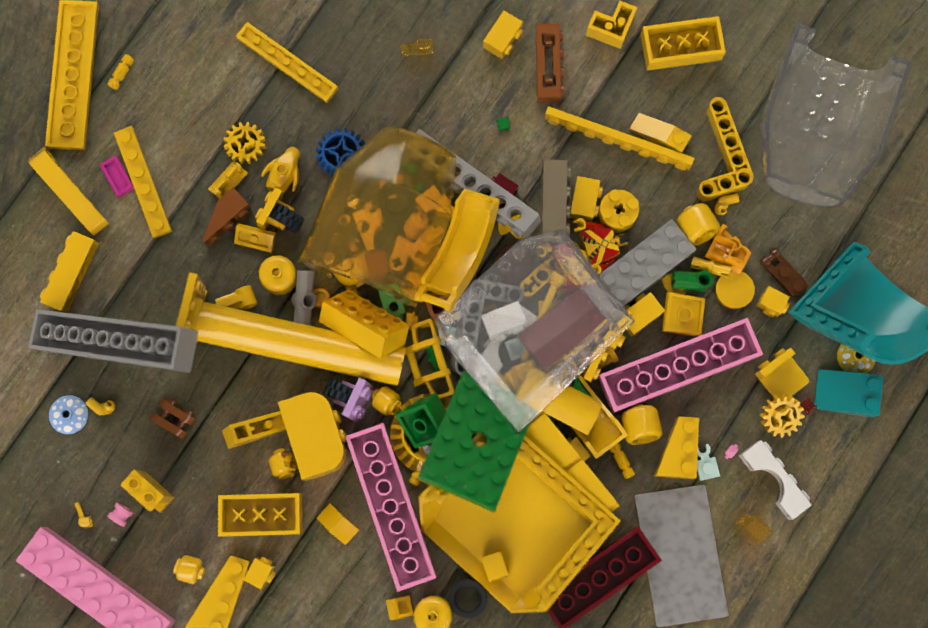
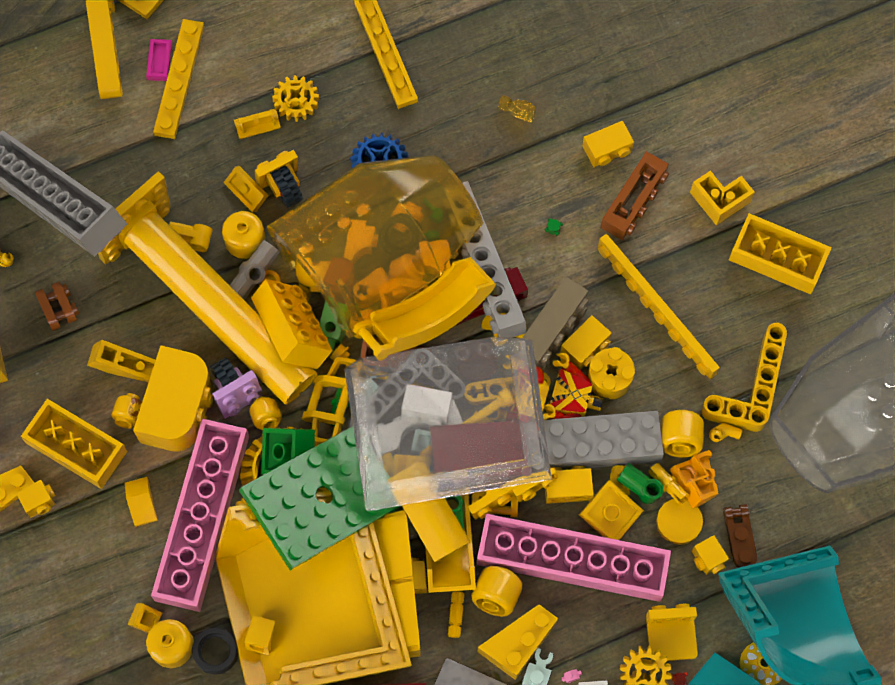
camera: 30 degrees right, 10 degrees down
(69, 272) = (56, 117): yellow brick -> none
(227, 211) = (237, 150): dark orange slope -> none
(283, 171) = (314, 144): yellow animal -> none
(660, 132) = (703, 326): yellow slope -> none

